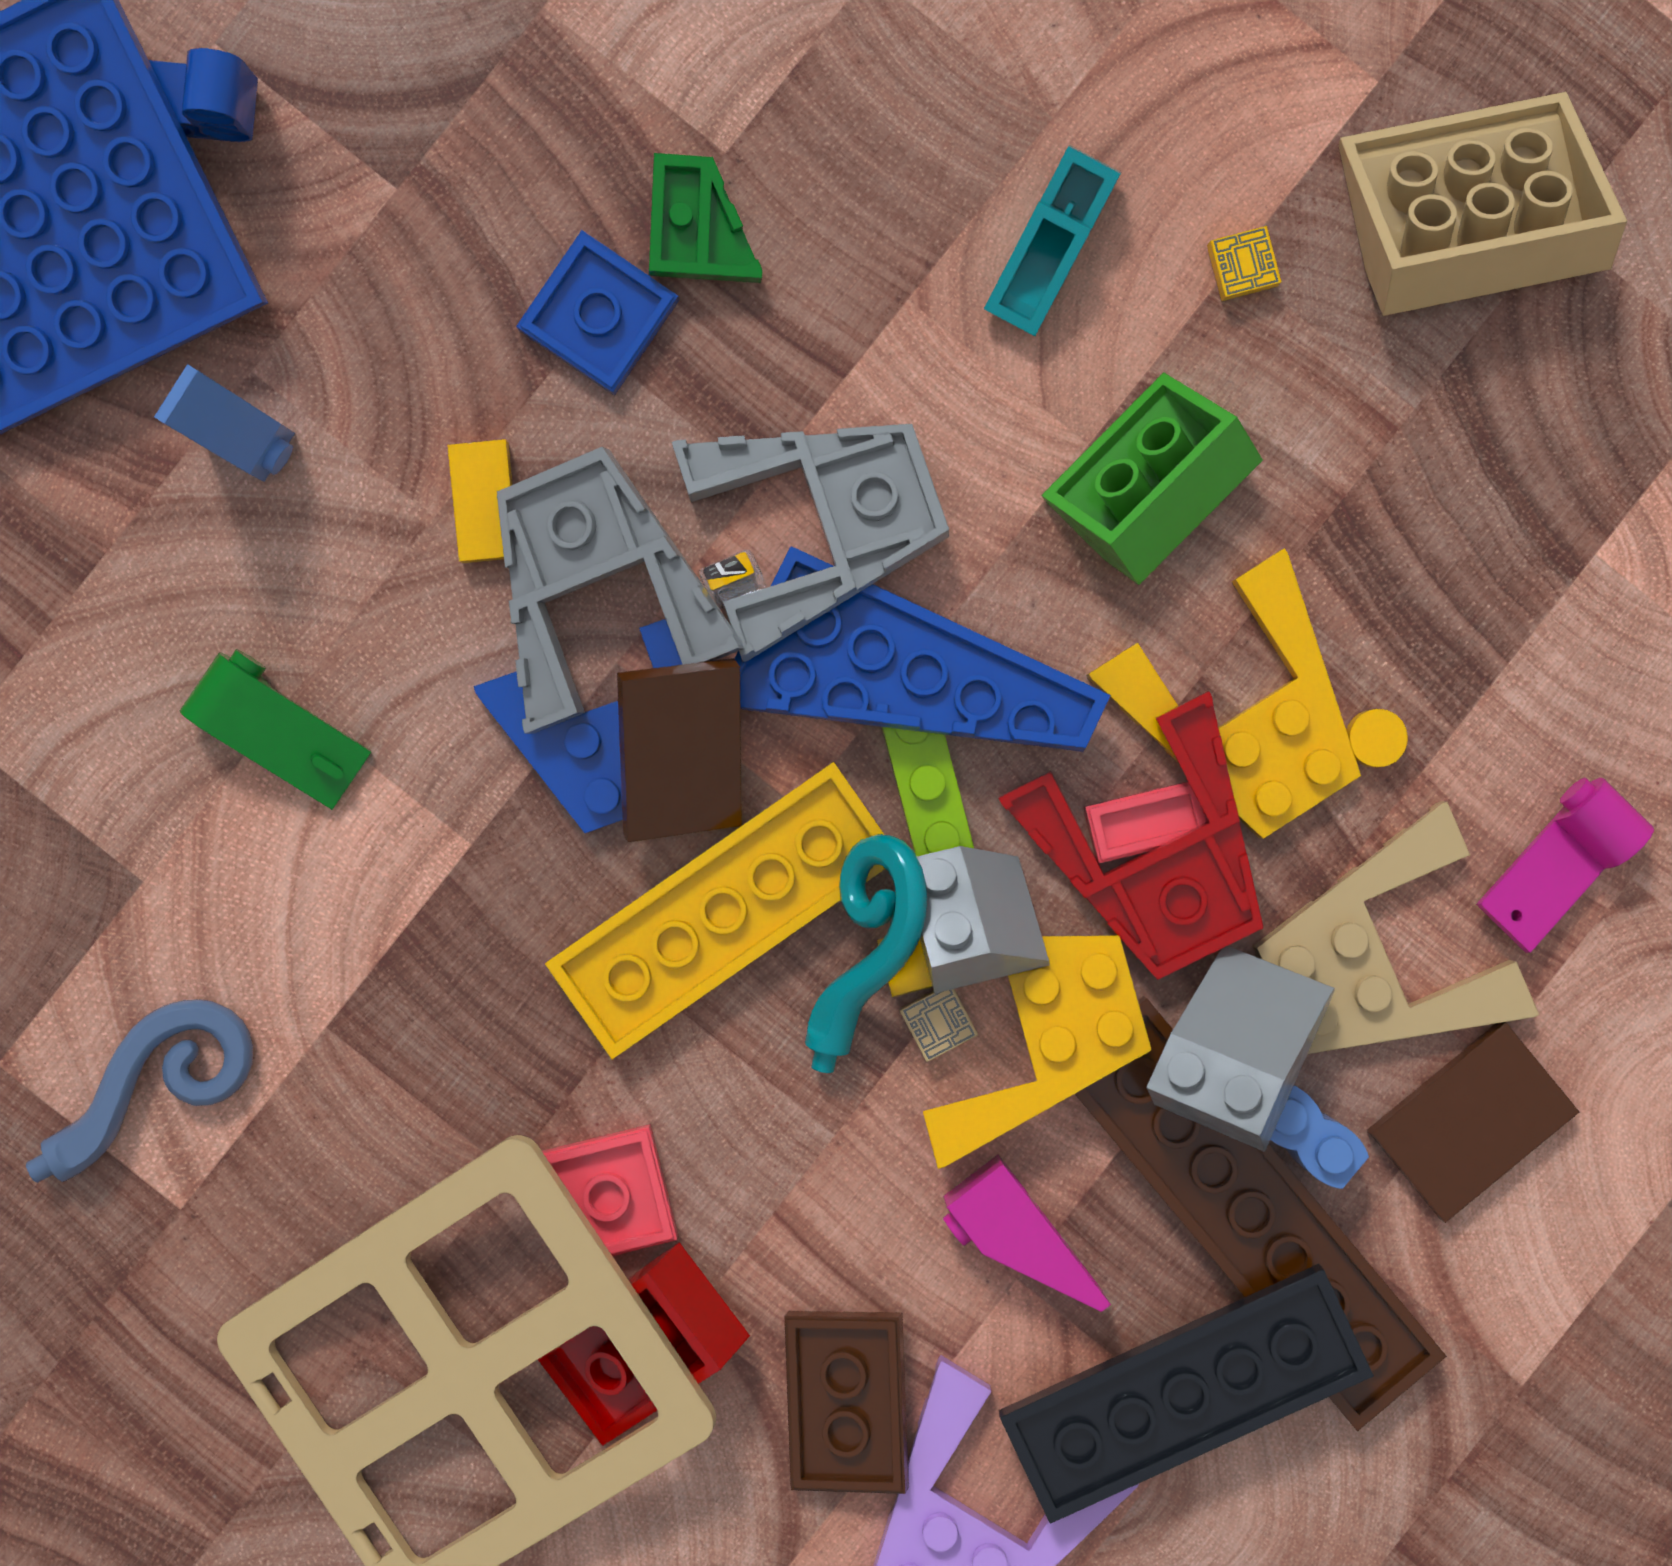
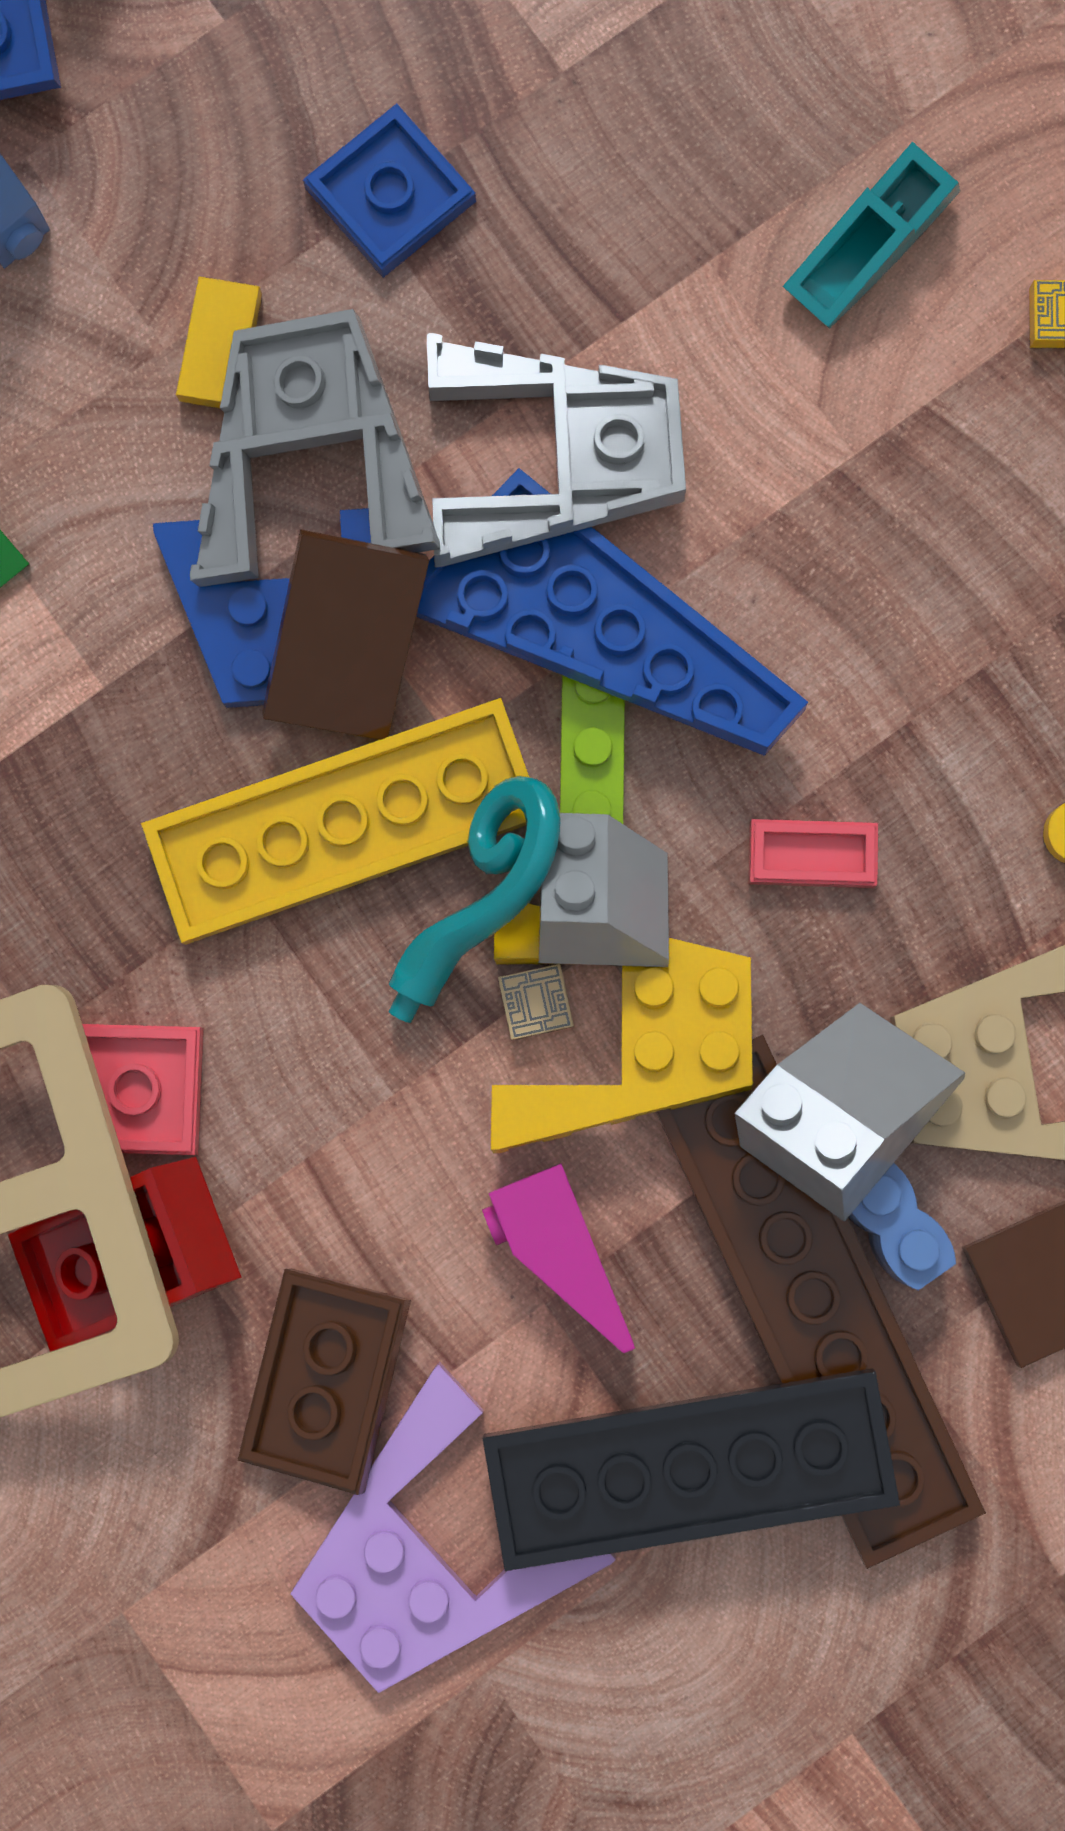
camera: 20 degrees right, 5 degrees down
(695, 224) = (513, 127): green wing -> none
(732, 577) = (449, 484): slope -> none
(1153, 476) = (914, 499): bright green slope -> none
(1181, 895) = (828, 936): red wing -> none
(1281, 749) = (969, 818): yellow wing -> none

